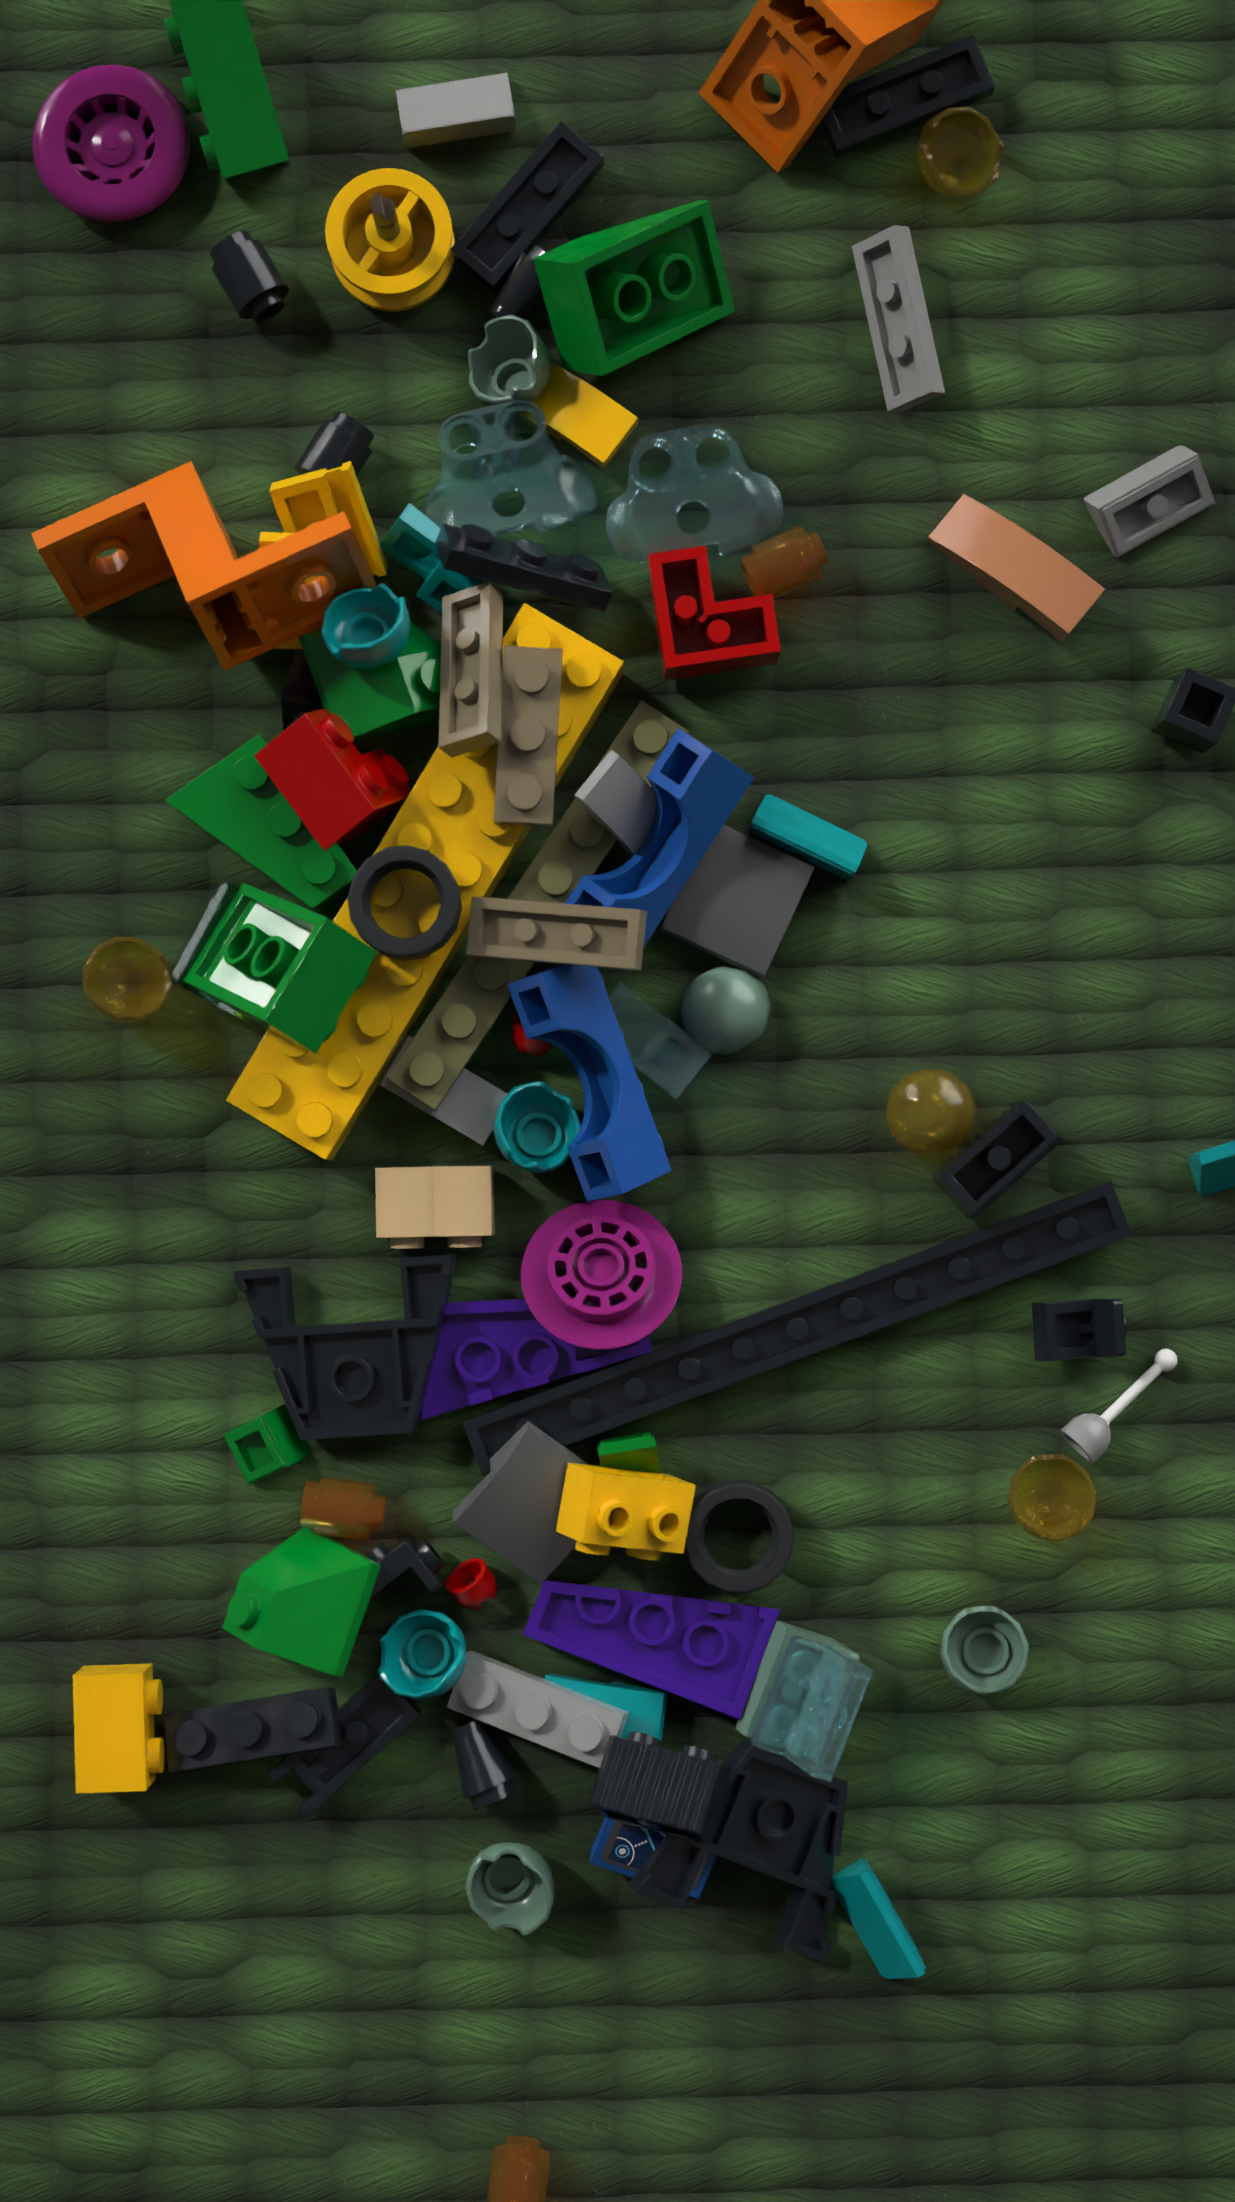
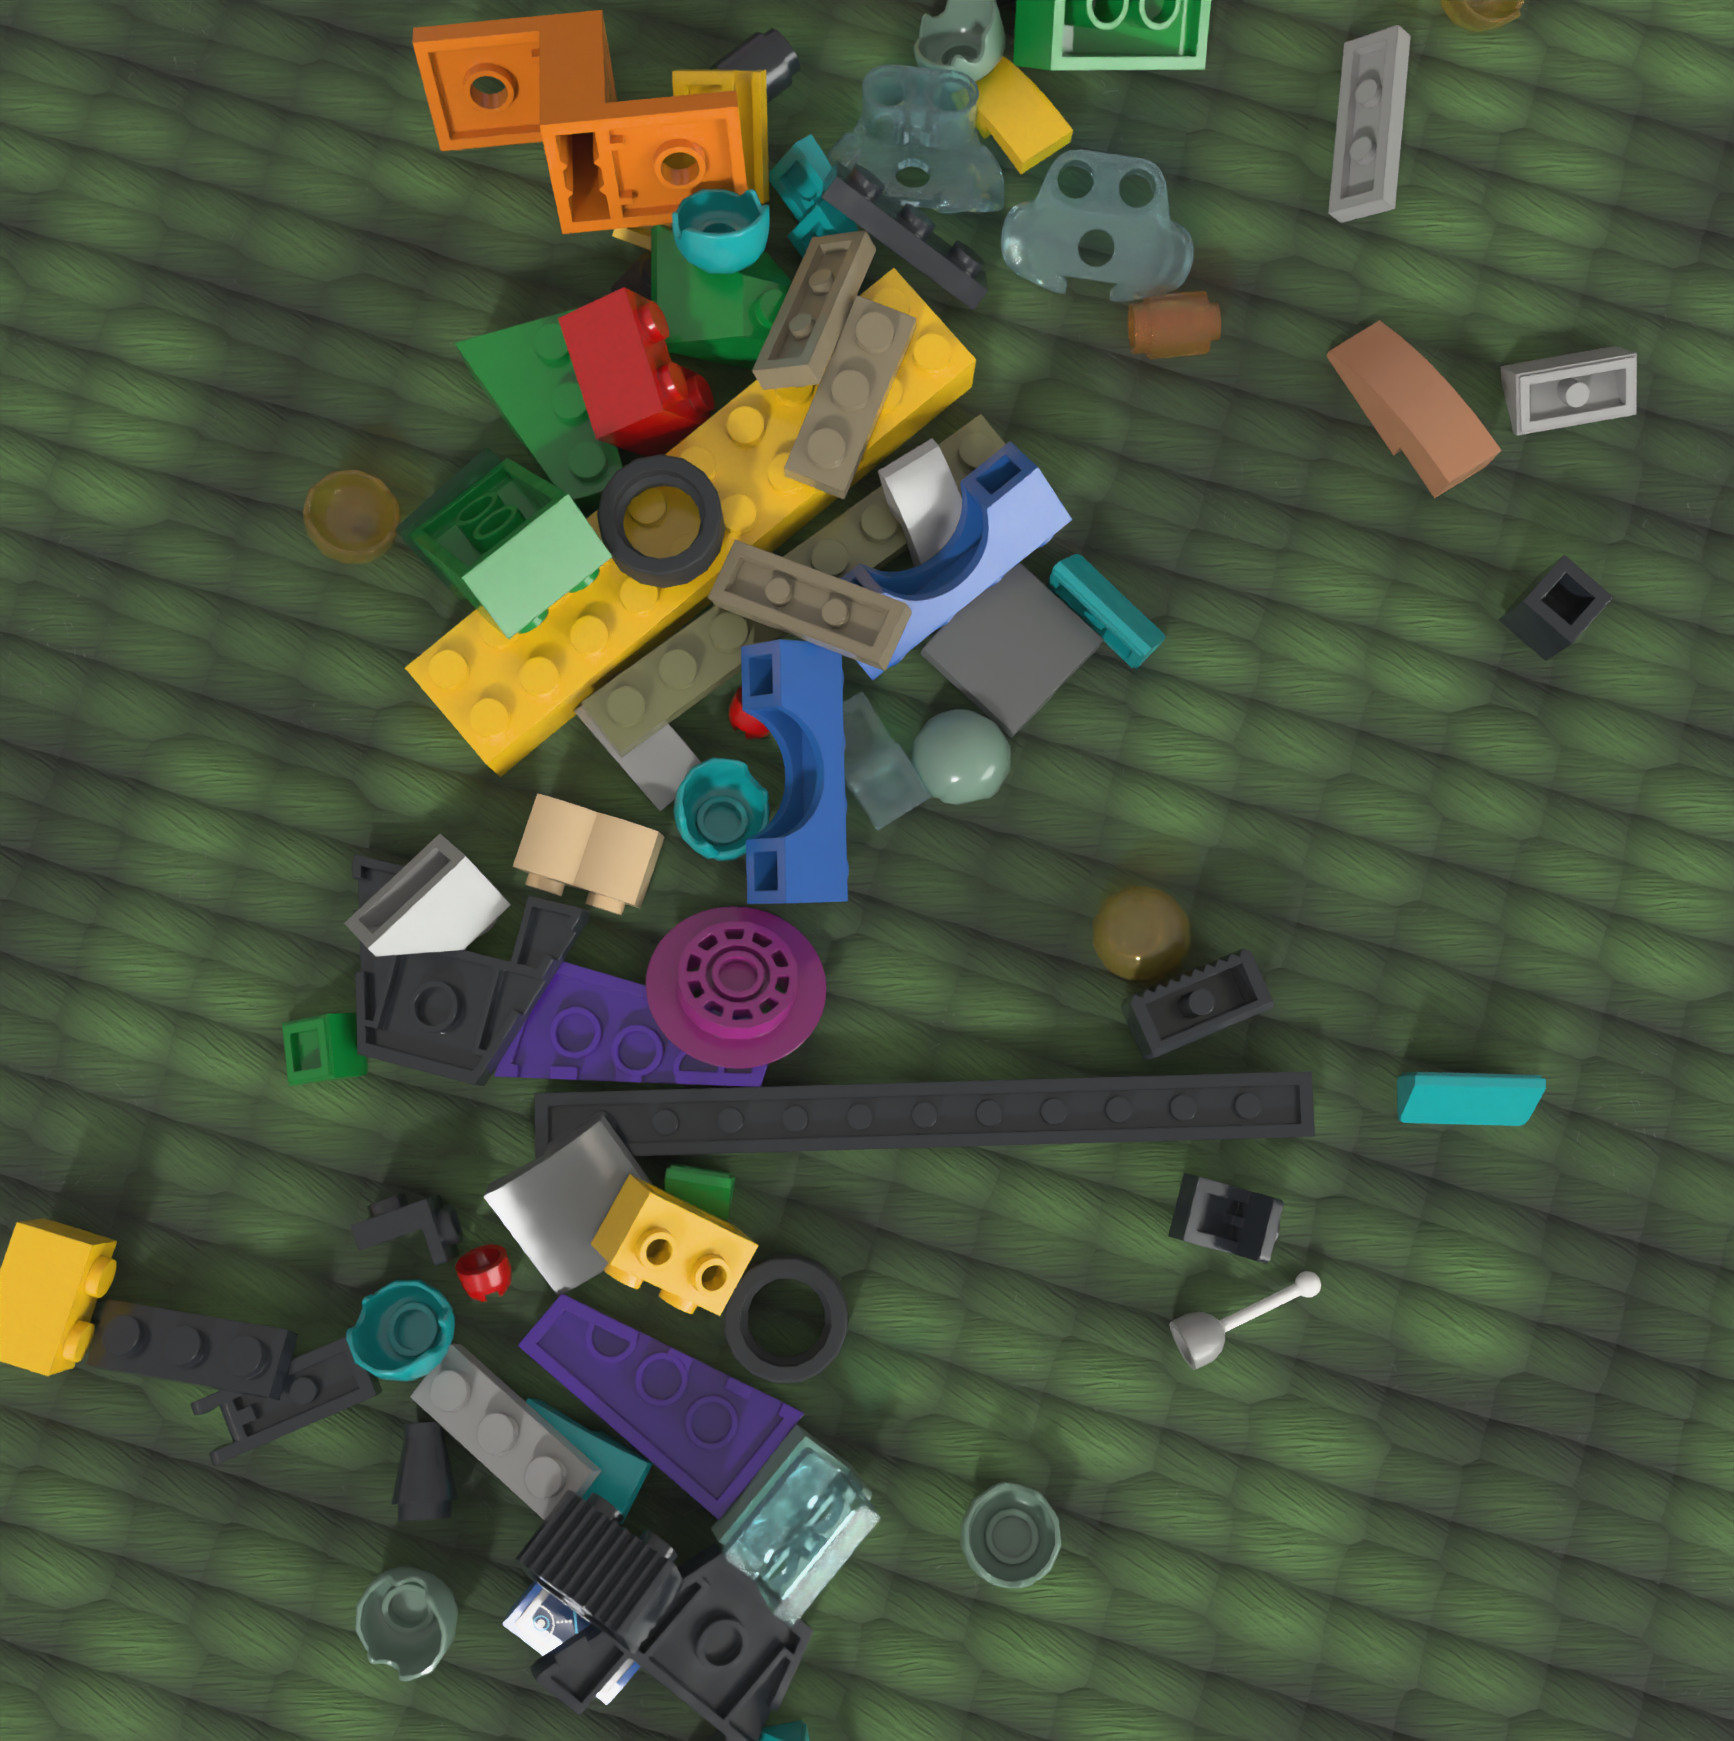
camera: 15 degrees right, 5 degrees down
(304, 1601) = (293, 1228): green slope -> none
(318, 1295) = (429, 905): none -> slope
(342, 1508) = (375, 1142): clear orange brick -> none
(704, 634) = (1068, 364): red brick -> none
(1051, 1497) = (1138, 1391): clear yellow hair -> none

